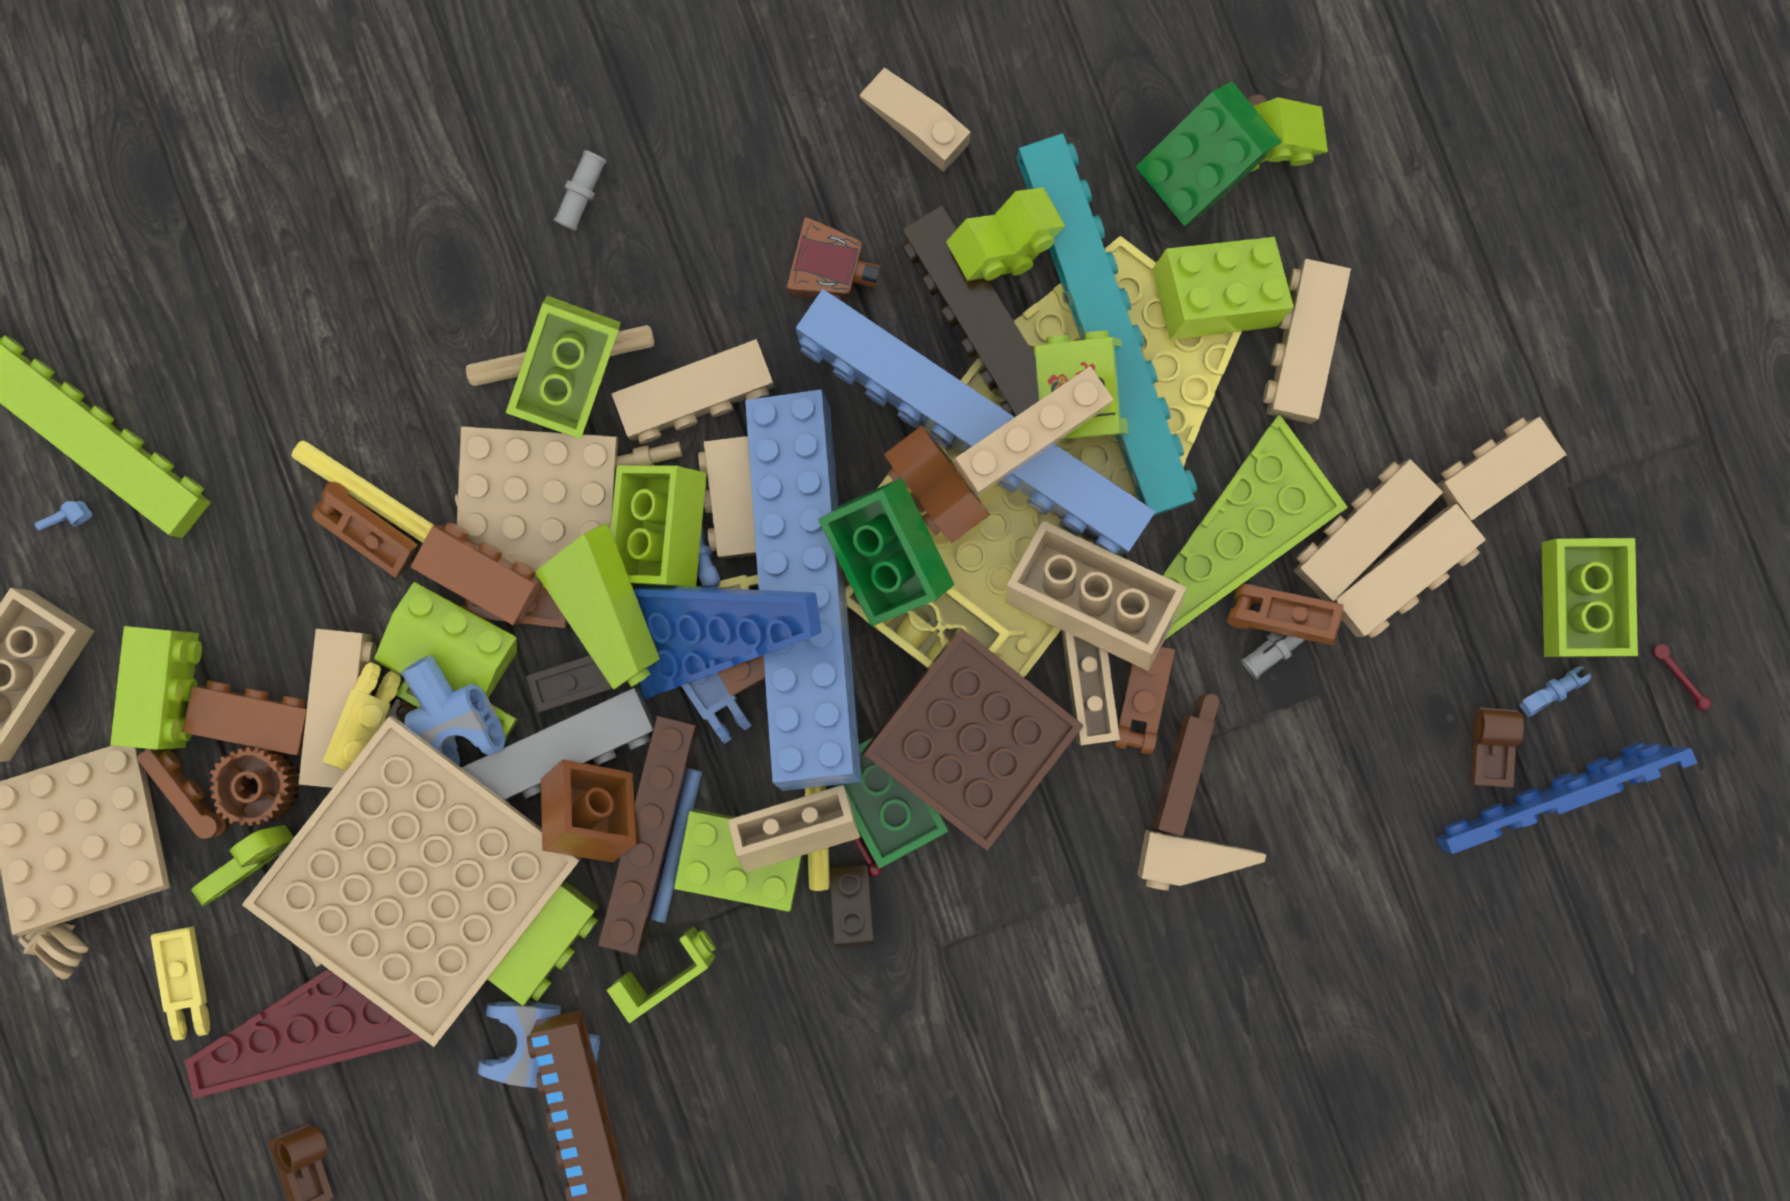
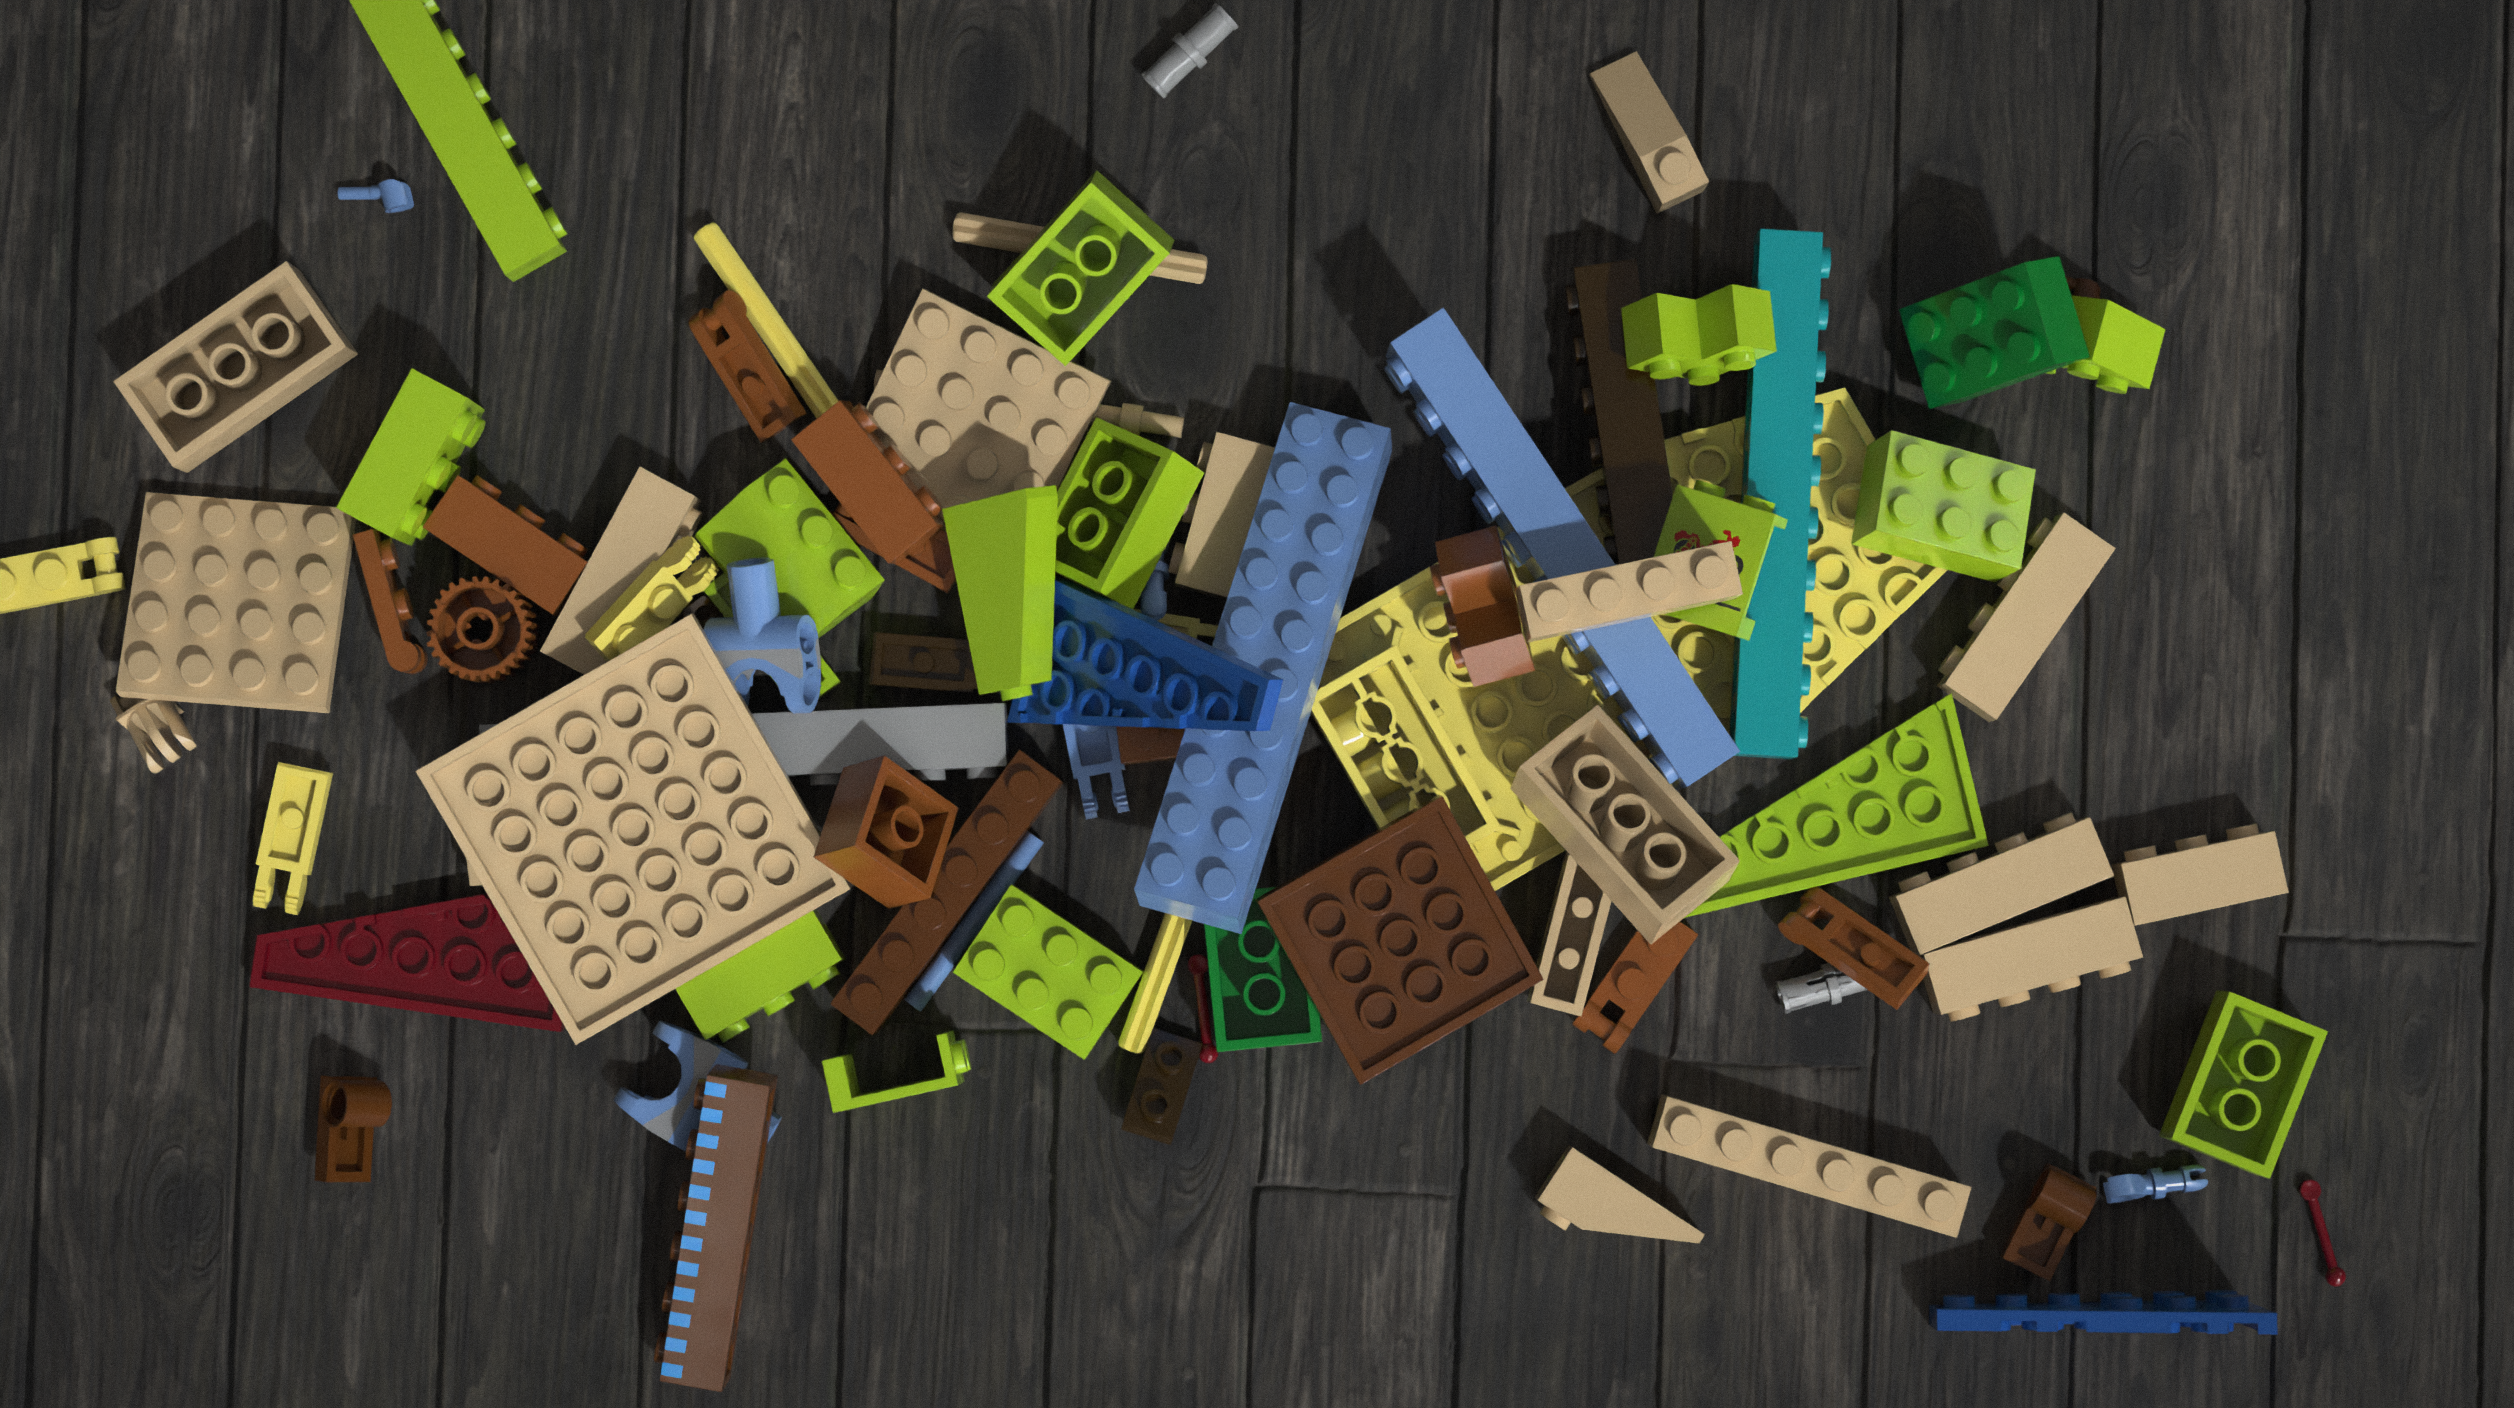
camera: 20 degrees right, 0 degrees up
(248, 856) = (451, 714): lime beam -> none
(693, 392) = (1229, 363): tan brick -> none
(793, 828) = (1134, 957): tan brick -> none
(828, 262) = (1464, 273): torso -> none
(886, 552) = (1388, 665): green brick -> none
(1186, 766) = (1651, 1085): reddish brown hinge -> none
(1318, 777) = (1809, 1165): none -> tan brick

